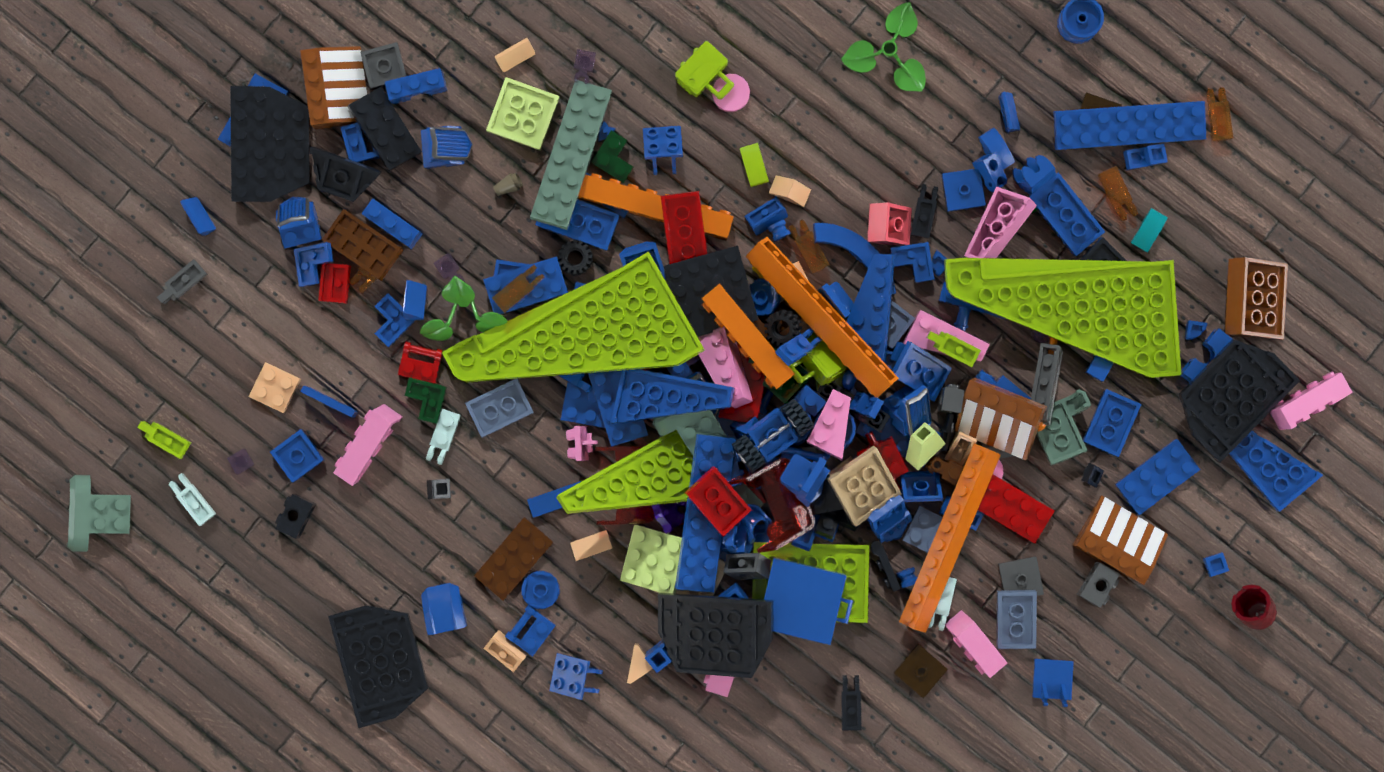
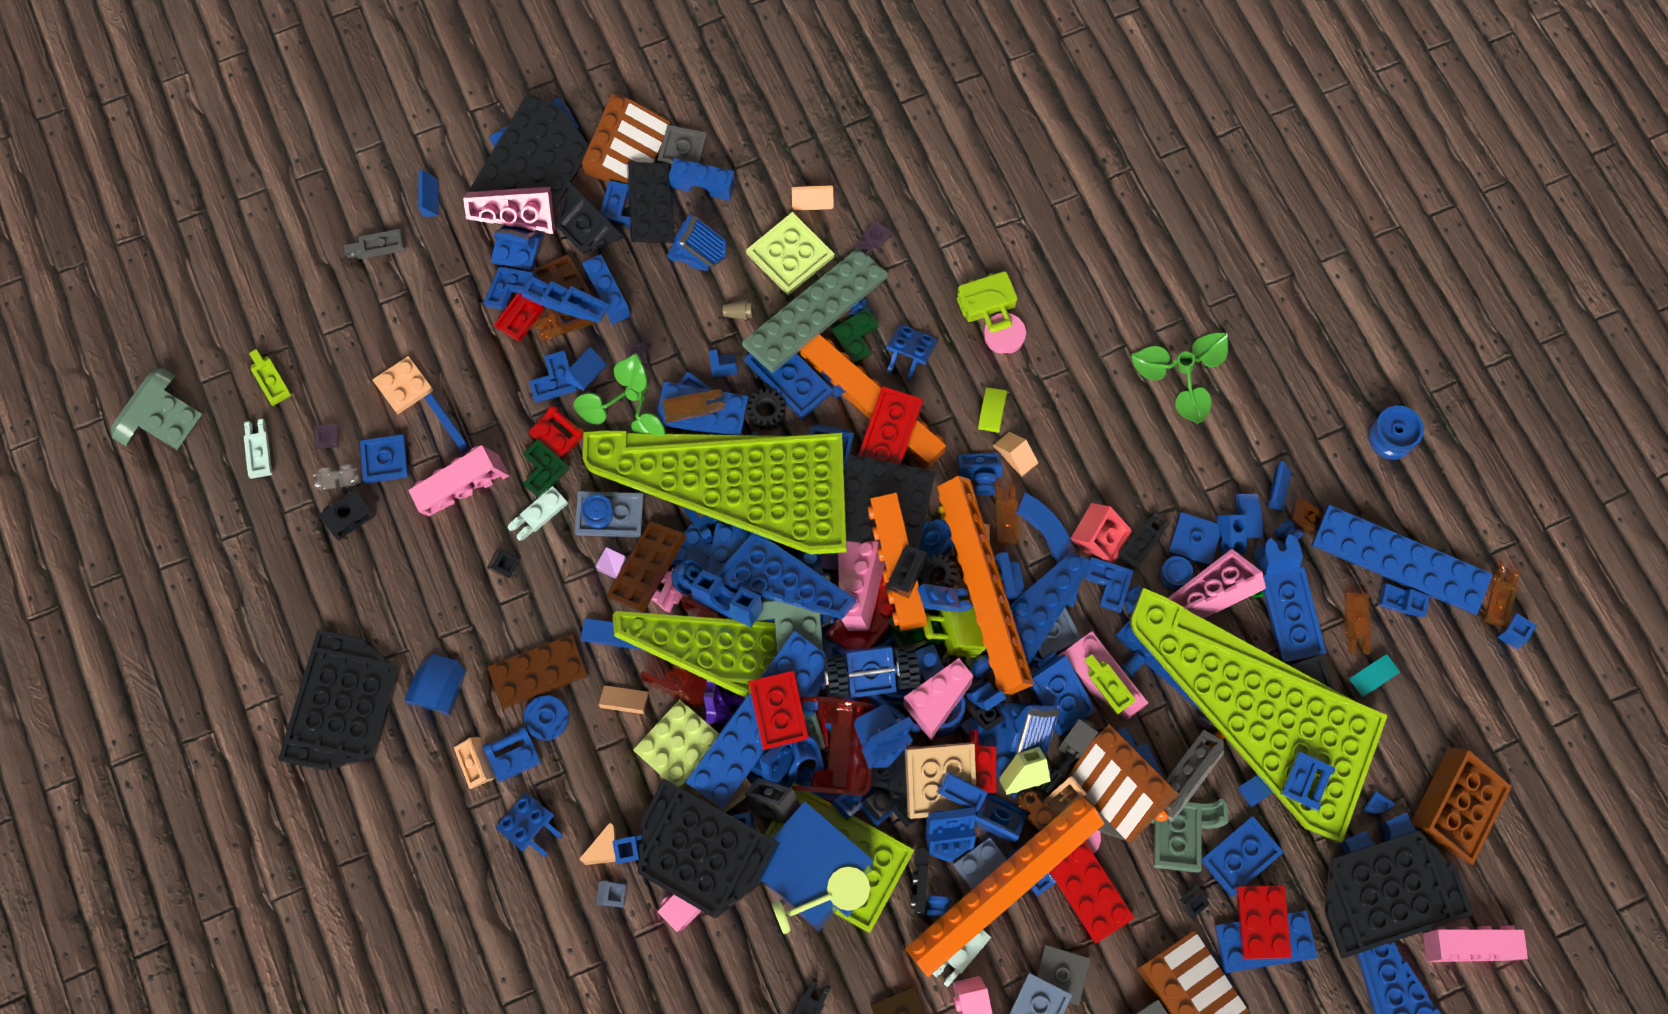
camera: 25 degrees right, 15 degrees down
(274, 484) = (328, 478): none -> clear hinge
(277, 195) = (513, 207): none -> bright pink wedge
(367, 254) = (564, 300): none -> blue slope
(490, 412) = (597, 511): none -> blue wheel
(520, 237) = (722, 365): none -> blue panel
(523, 446) = (611, 563): none -> lavender slope
(552, 435) = (646, 566): none -> reddish brown plate
(590, 428) = (685, 574): none -> blue wheel
(621, 435) = (710, 592): none -> blue arch
(662, 693) = (611, 894): none -> sand blue slope
(760, 344) = (907, 571): none -> black hinge
(839, 608) = (846, 889): none -> yellowish green piece
(884, 487) = (961, 791): none -> blue tile
(961, 226) = (1176, 572): none -> blue wheel
(1031, 147) = (1286, 528): none -> blue wheel
(1041, 128) = (1306, 516): none -> reddish brown slope
(1130, 343) = (1301, 778): none -> blue plate
(1150, 465) = (1263, 922): none -> red plate
(1243, 138) = (1517, 631): none -> blue panel

